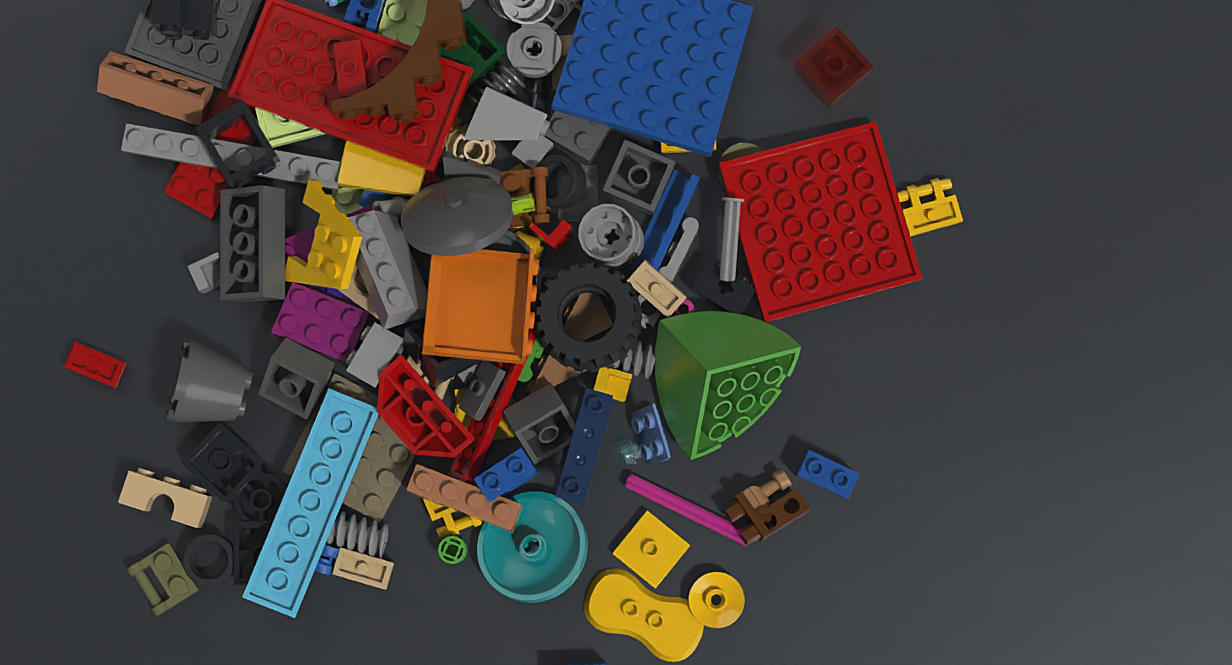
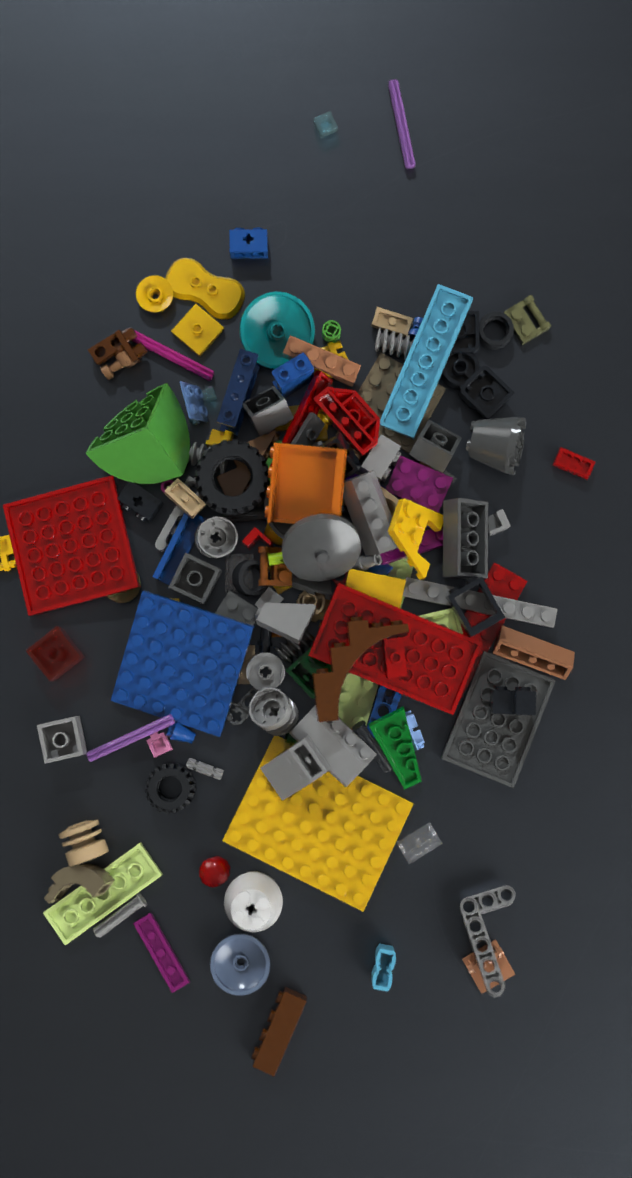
camera: 175 degrees right, 0 degrees up
(189, 504) = (509, 369): tan arch -> none
(730, 238) = (132, 532): light grey axle -> none
(827, 474) = (75, 373): blue brick -> none

